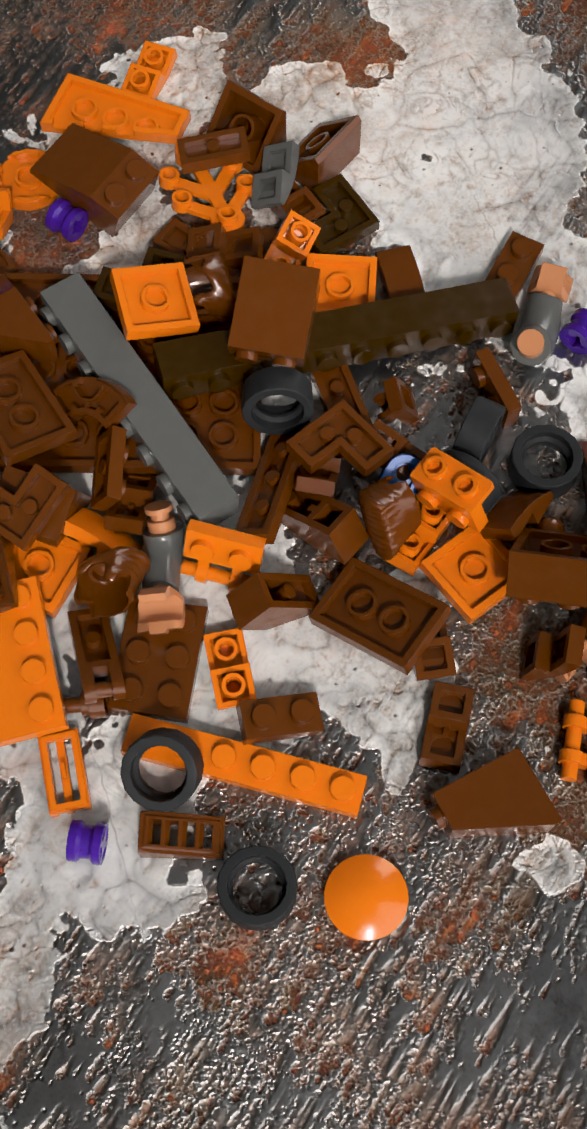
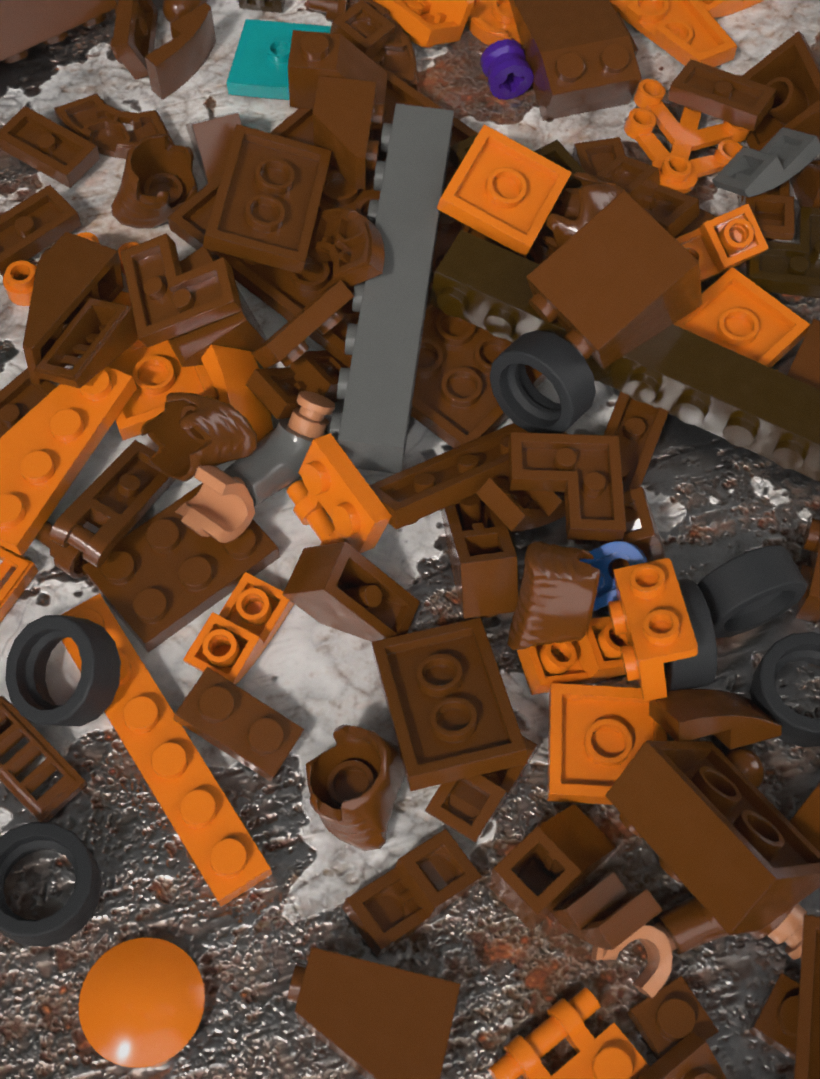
camera: 40 degrees right, 5 degrees down
(371, 697) = (356, 786): none -> reddish brown hair
(399, 400) = (691, 493): reddish brown tile -> none
(505, 655) = (549, 865): none -> reddish brown slope

